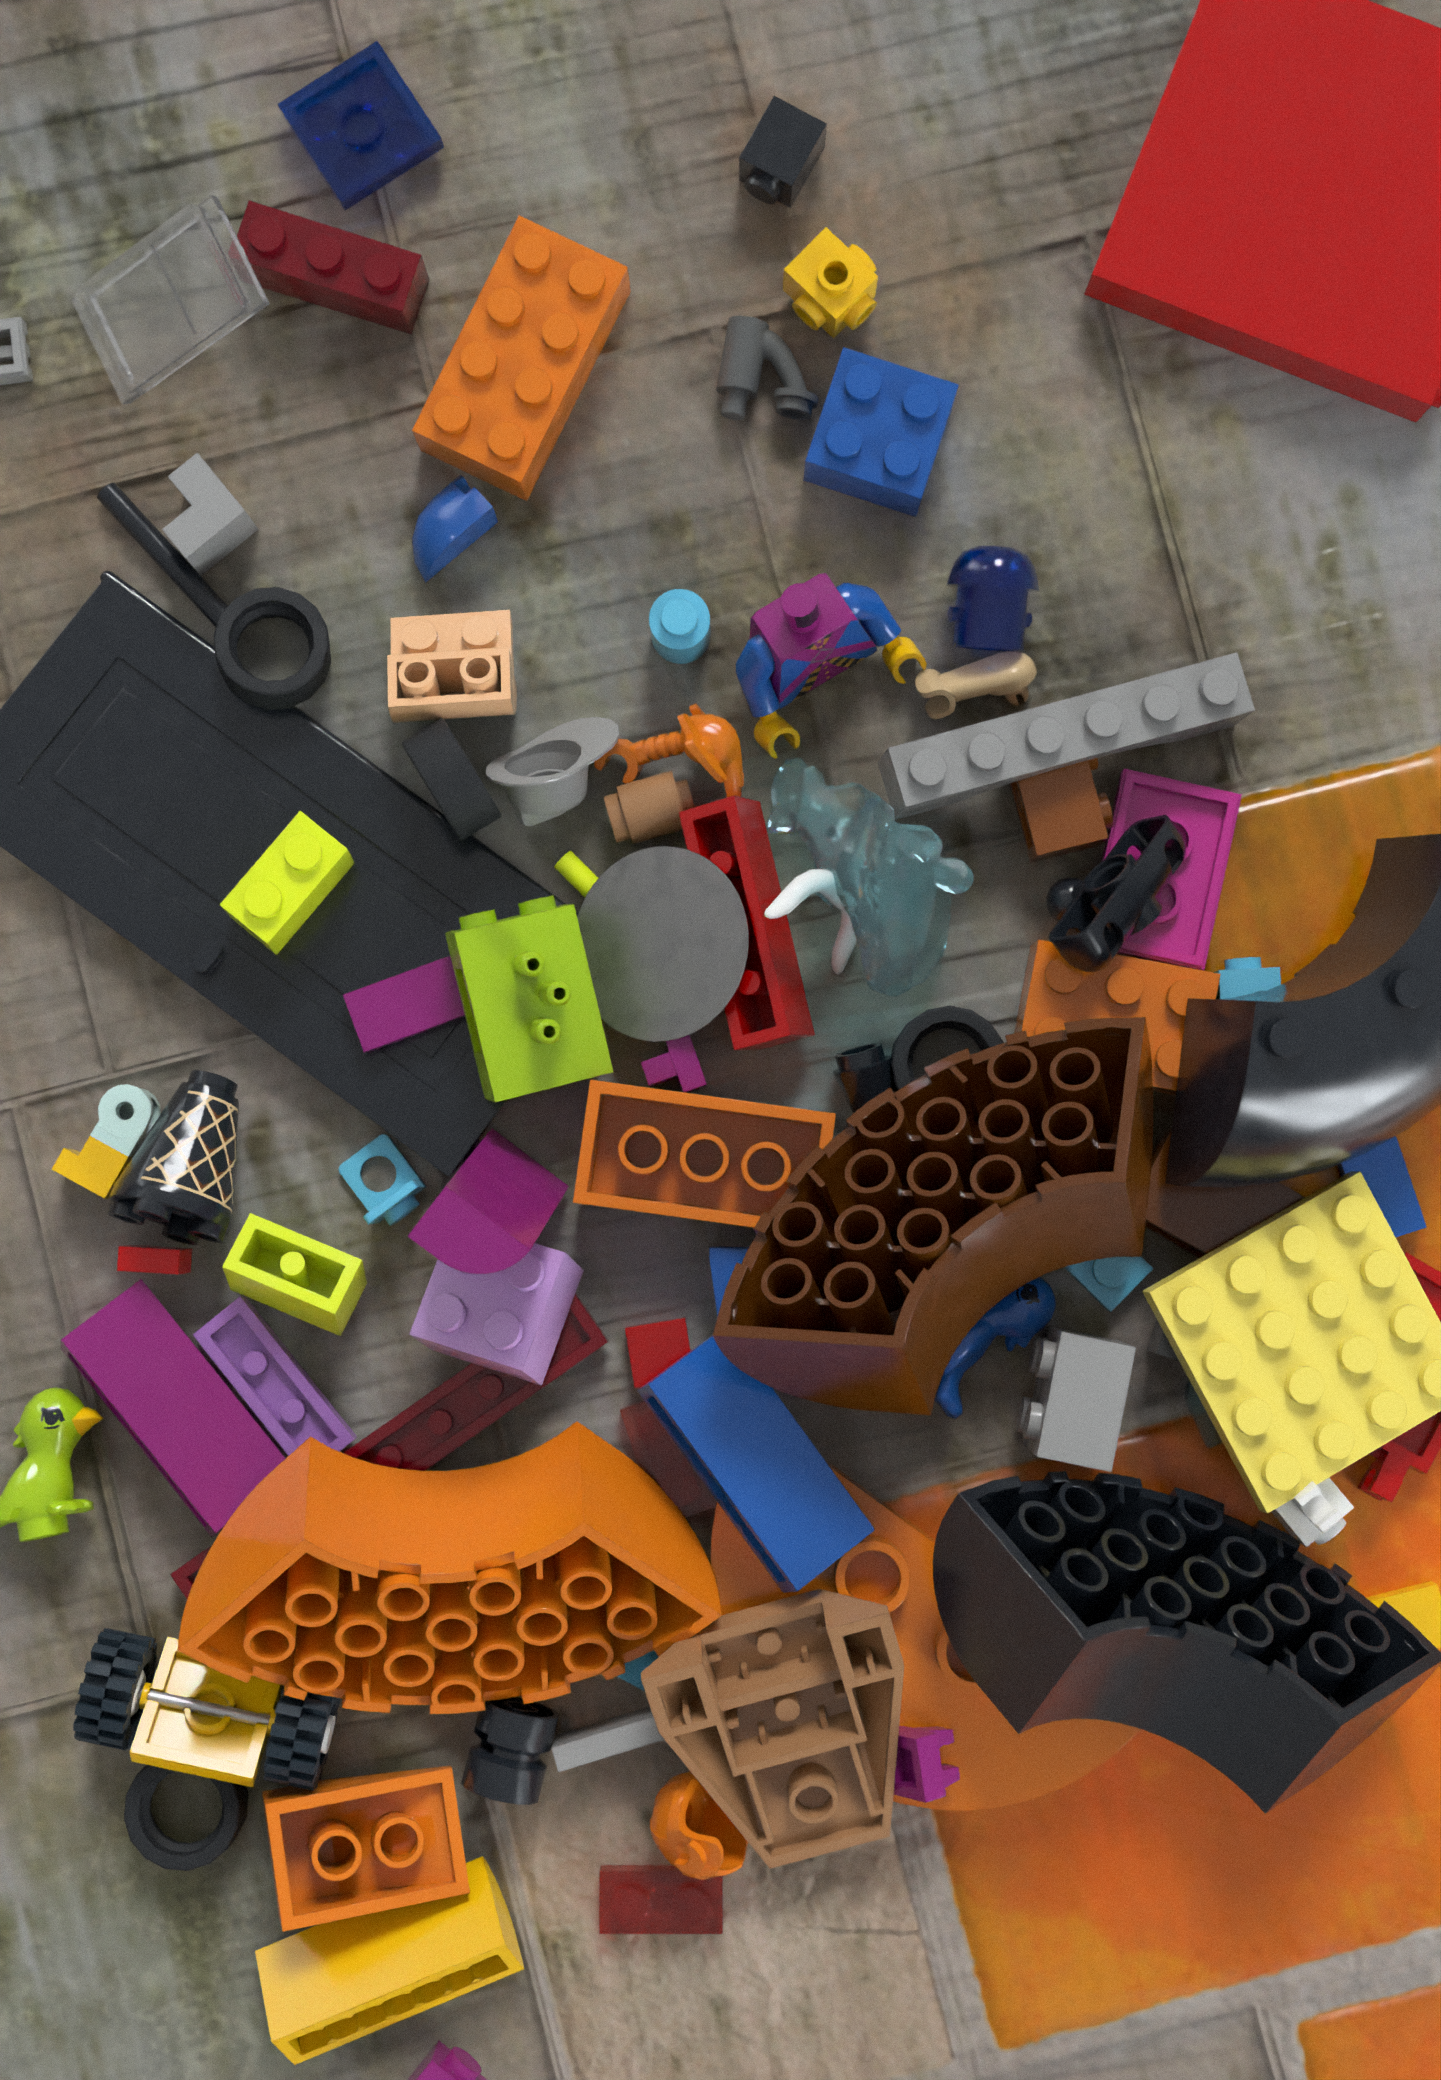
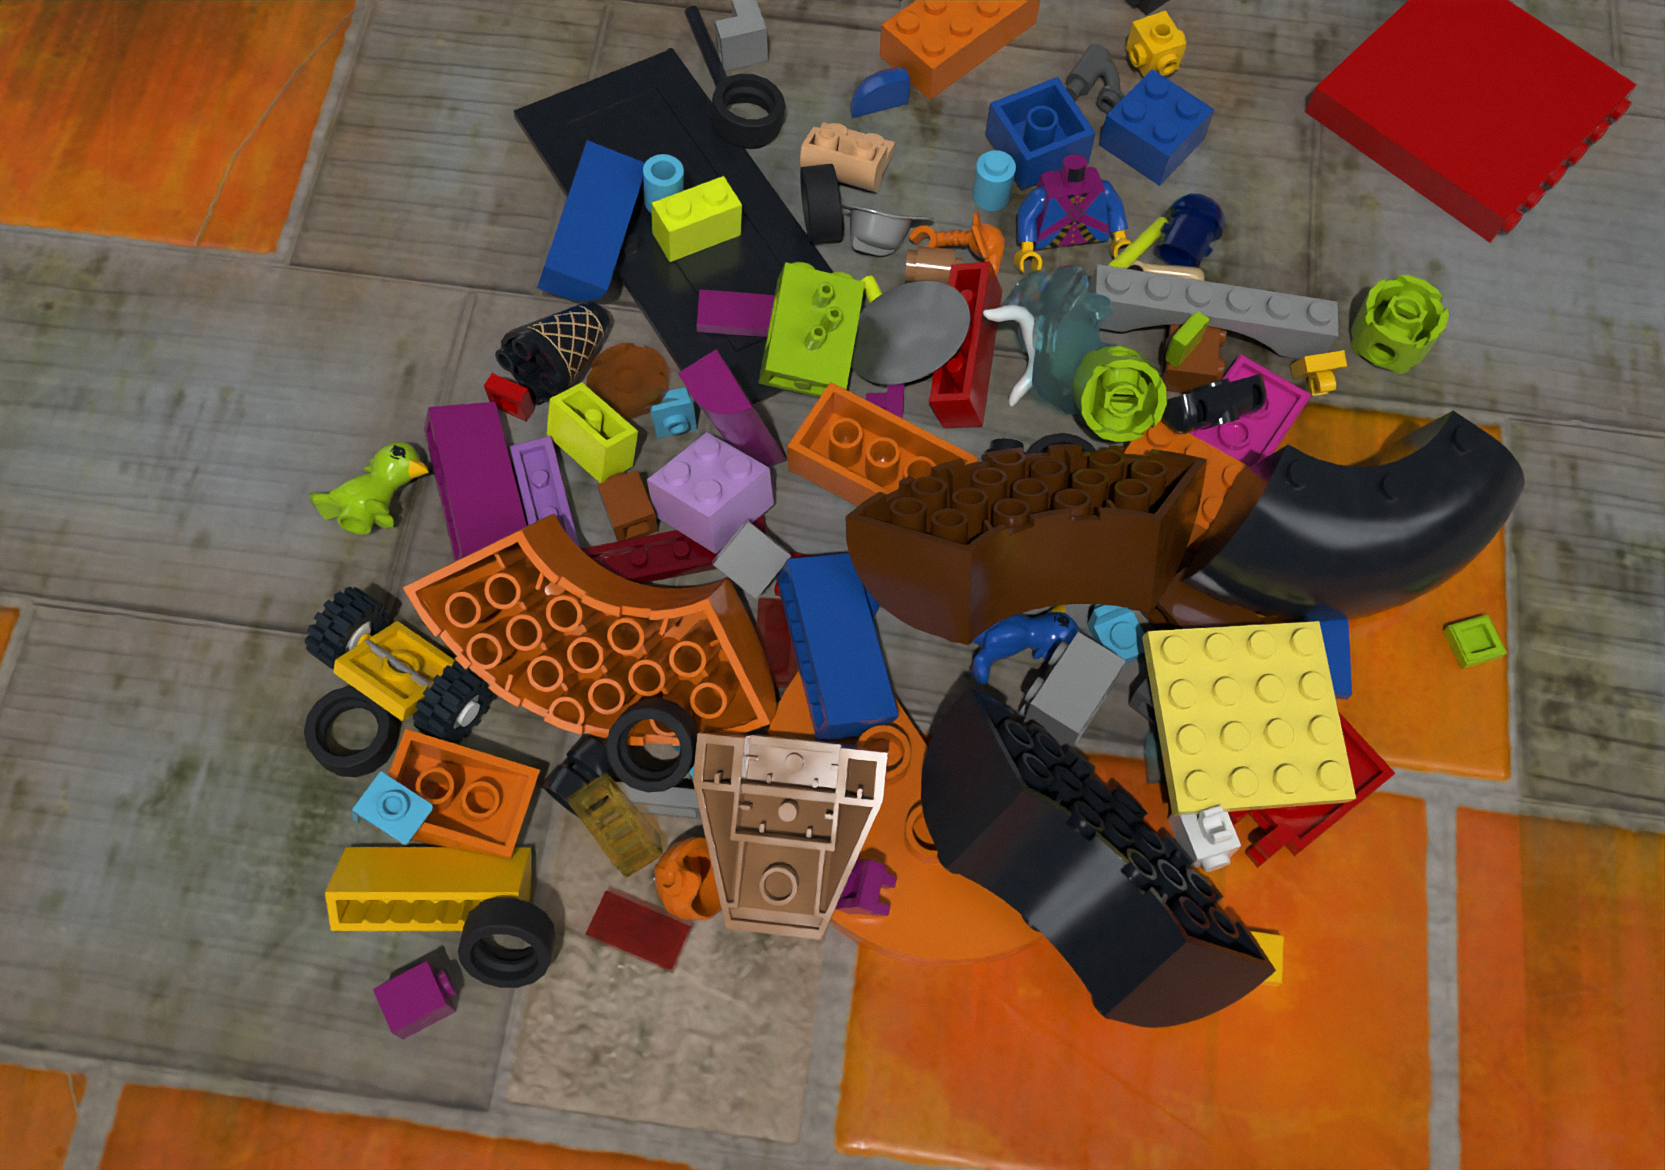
camera: 15 degrees right, 20 degrees down
(123, 1123) = (530, 308): leg -> none
(146, 955) = (592, 224): none -> blue brick
(217, 852) = (662, 178): none -> medium azure brick
(299, 1911) = (392, 808): none -> medium azure bracket
(301, 1158) = (629, 379): none -> clear orange tile
(388, 1354) = (627, 506): none -> dark orange brick
(516, 1998) = (510, 918): none -> black tyre
(586, 1732) = (633, 772): none -> black tyre
(590, 1803) = (632, 849): none -> clear yellow slope
(597, 1383) = (751, 558): none -> light grey piece
(716, 519) = (1039, 130): none -> blue brick
(928, 662) = (1139, 245): none -> neon yellow bar
(989, 946) = (1119, 393): none -> lime brick
(1051, 812) = (1186, 339): none -> lime tile
(1240, 754) = (1319, 371): none -> yellow tile
(1330, 639) = (1399, 323): none -> lime brick

